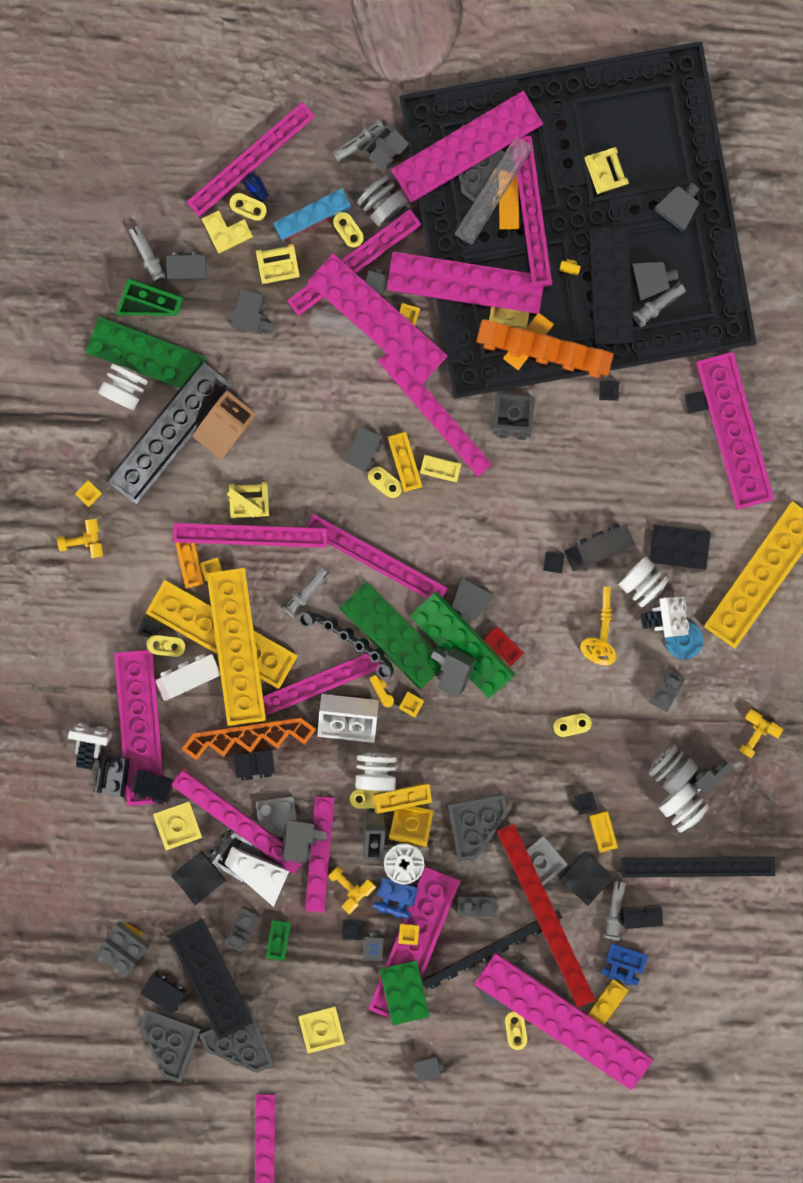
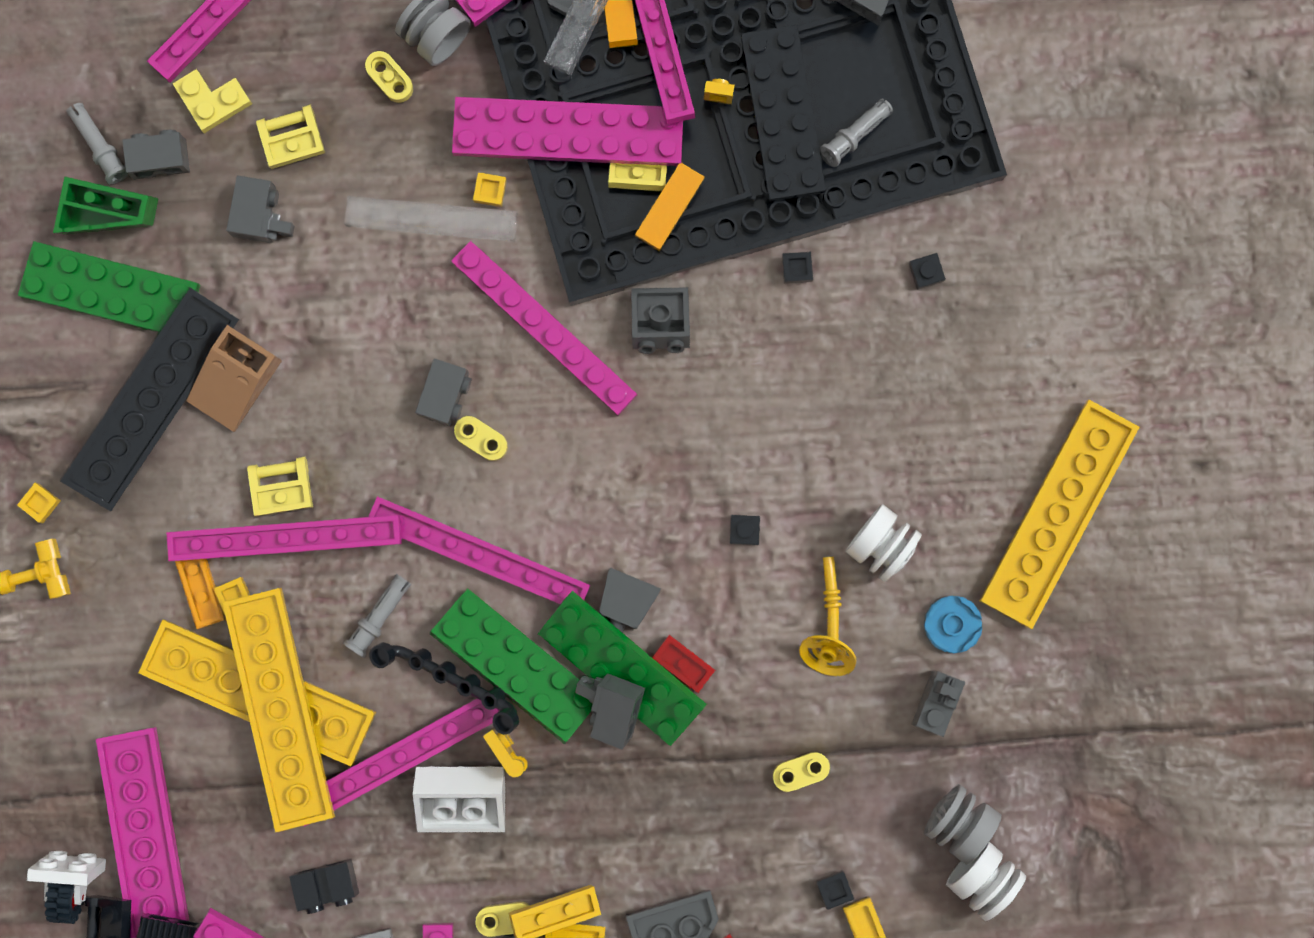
camera: 10 degrees left, 5 degrees down
(123, 386) = (73, 337): white wheel -> none
(149, 626) = (146, 694): black plate -> none
(164, 645) = (172, 719): light yellow plate -> none
(186, 677) = (209, 763): white wedge -> none
(237, 499) = (259, 485): light yellow plate -> none
(248, 207) = (241, 59): light yellow plate -> none
(248, 736) = (309, 845): orange brick -> none
(256, 187) = (247, 28): clear blue cone -> none
(312, 215) = (332, 60): dark azure brick -> none
(361, 257) = (402, 123): dark pink plate -> none
(376, 280) = (435, 150): dark grey brick -> none
(376, 772) = (510, 879): white wheel -> none
(377, 318) = (443, 197): dark pink plate -> none
(405, 462) = (507, 404): yellow plate -> none
(411, 704) = (554, 767): yellow plate -> none
(440, 468) = (560, 408): light yellow plate -> none
(544, 348) = (694, 211): orange brick -> none
(599, 547) = (810, 498): black wedge -> none
(652, 278) = (841, 97): dark grey torso -> none
(668, 617) = (926, 593): white plate -> none
(679, 547) = (929, 486): black plate -> none
(706, 780) = (1017, 835): dark grey plate -> none
(734, 430) = (990, 306): dark pink plate -> none
(761, 727) = (1087, 743): yellow bar -> none

